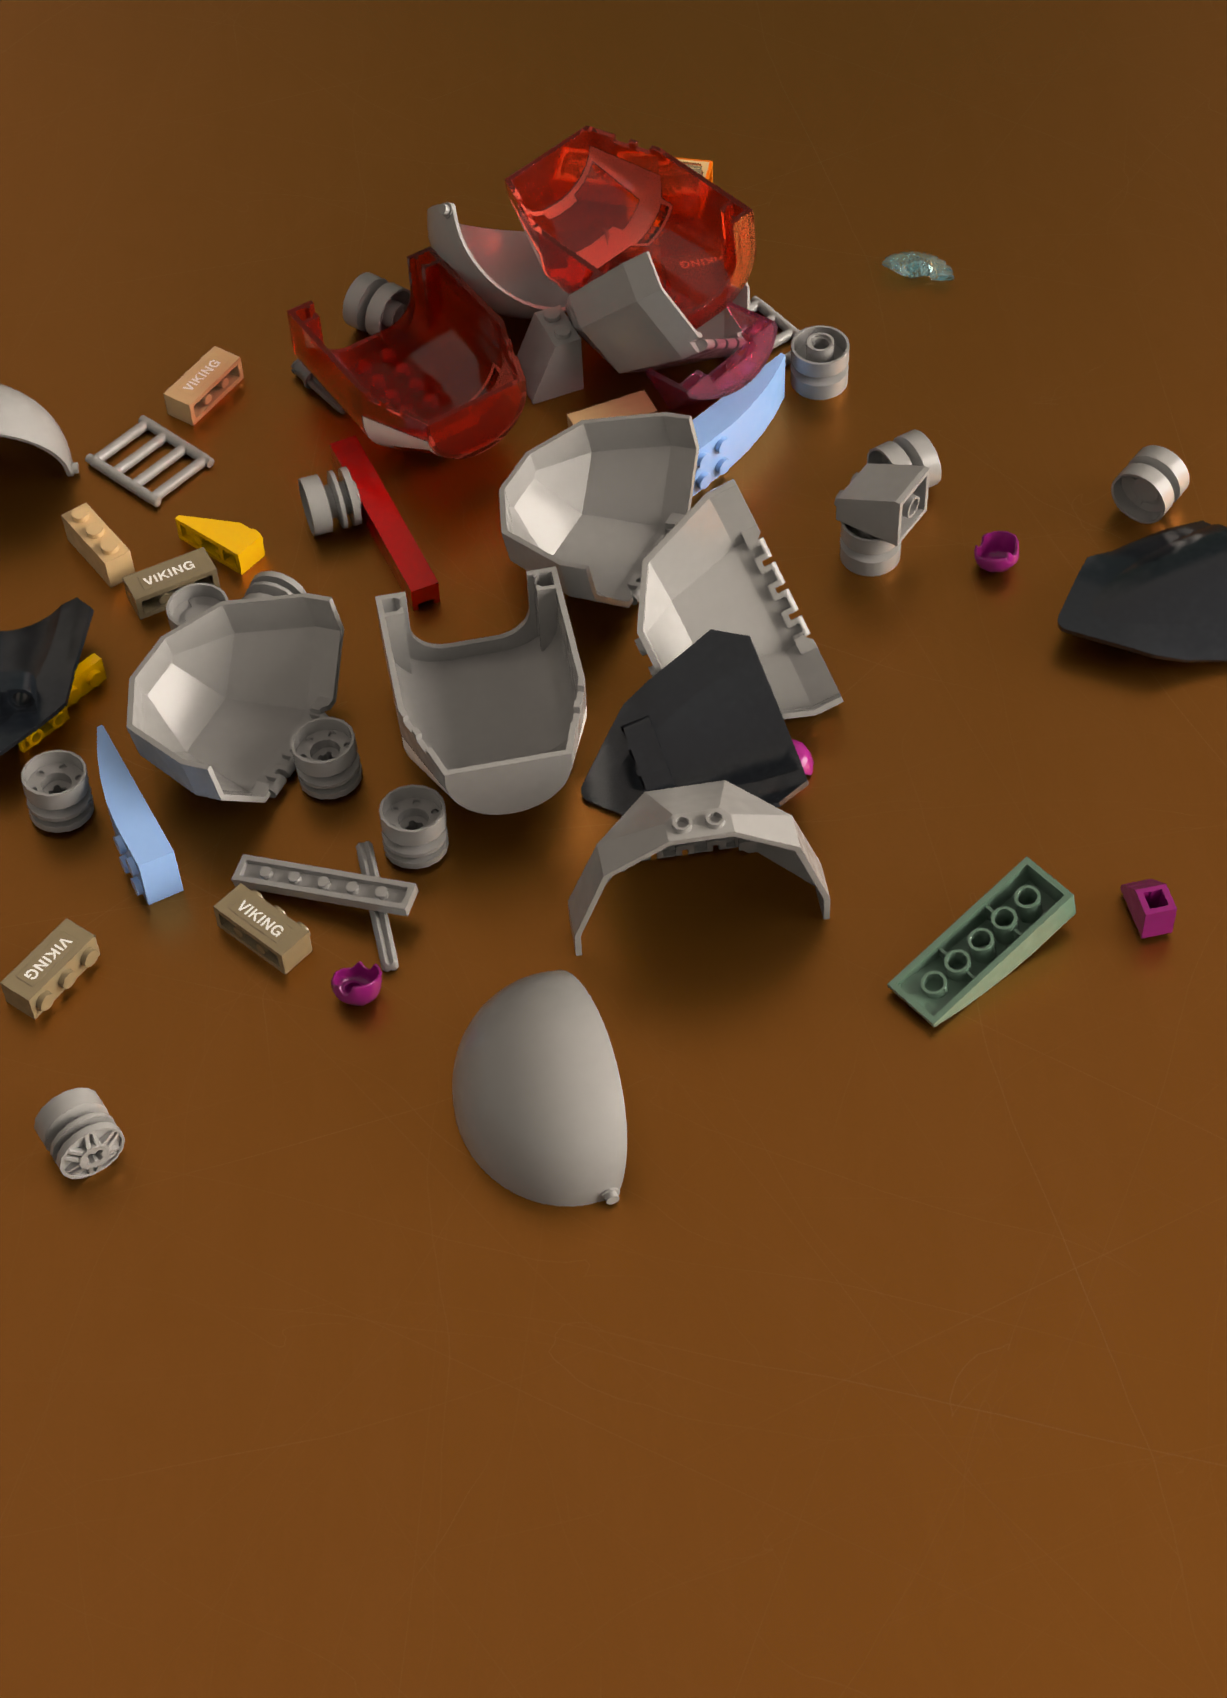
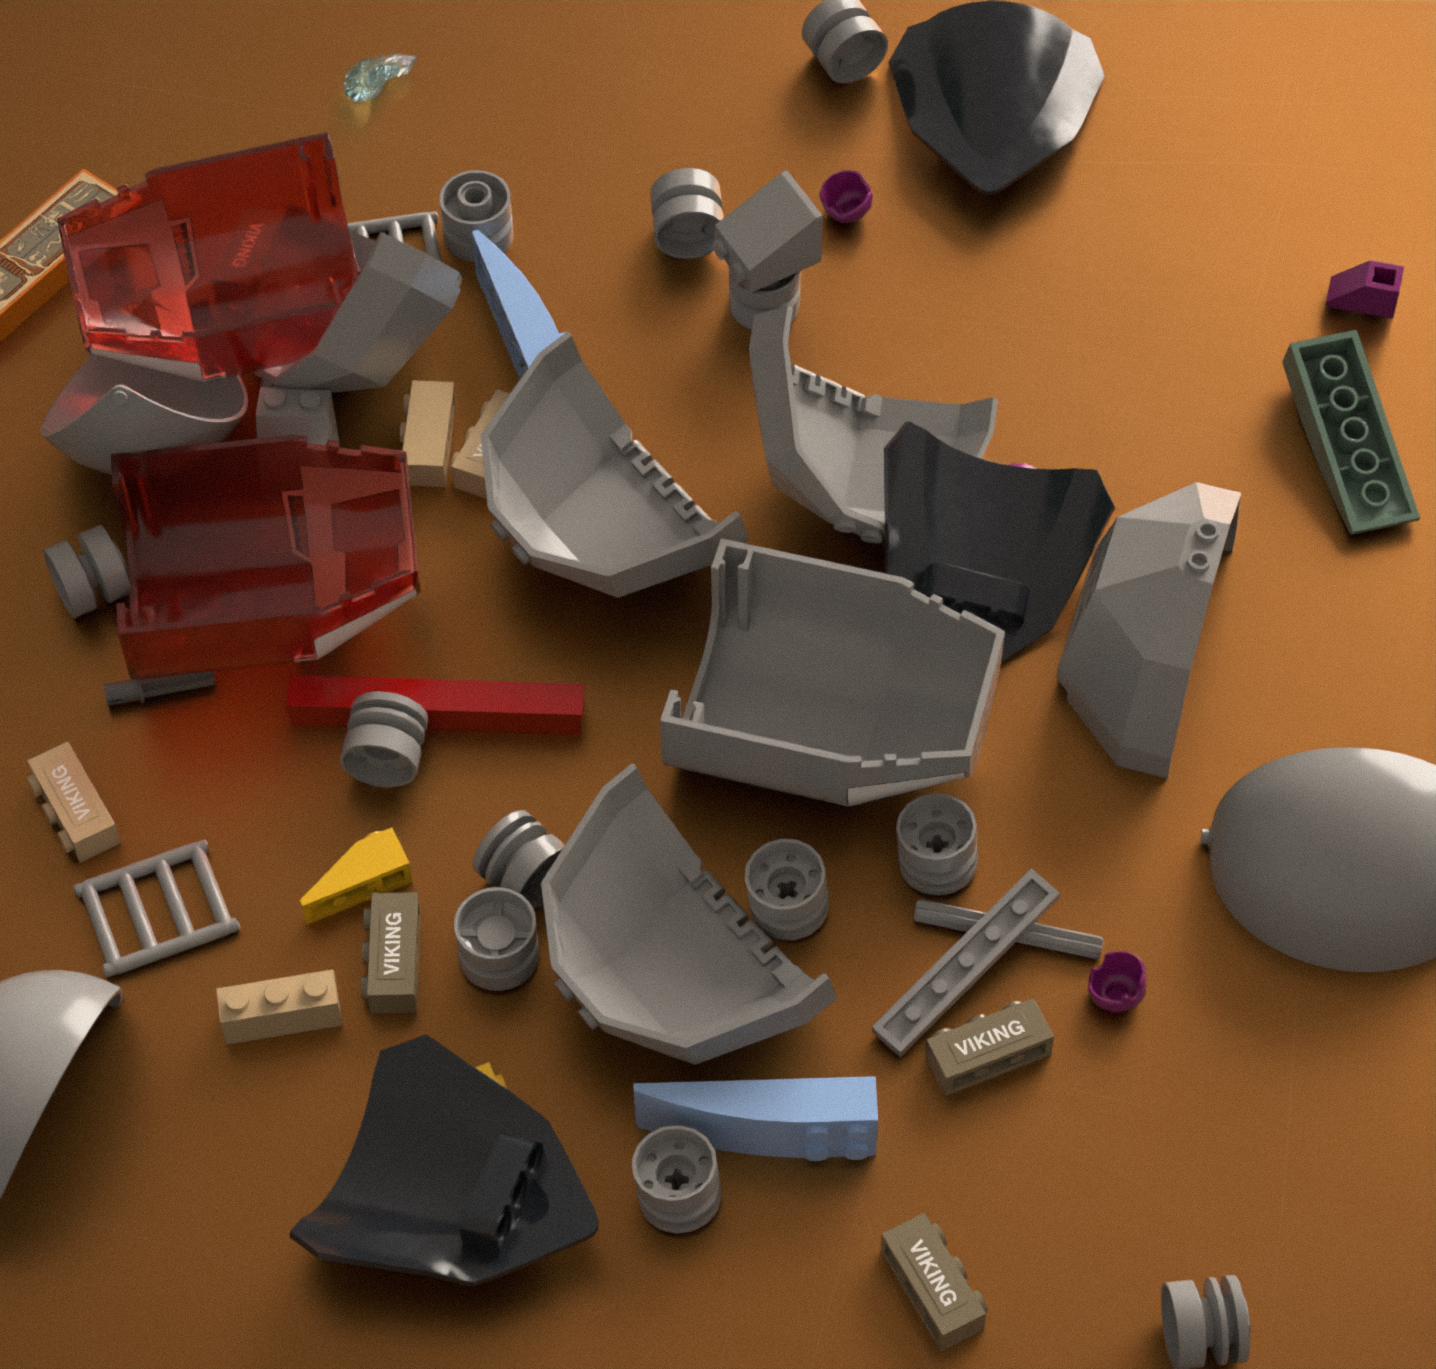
camera: 65 degrees left, 5 degrees up
(732, 373) = (496, 284): clear pink windscreen -> none

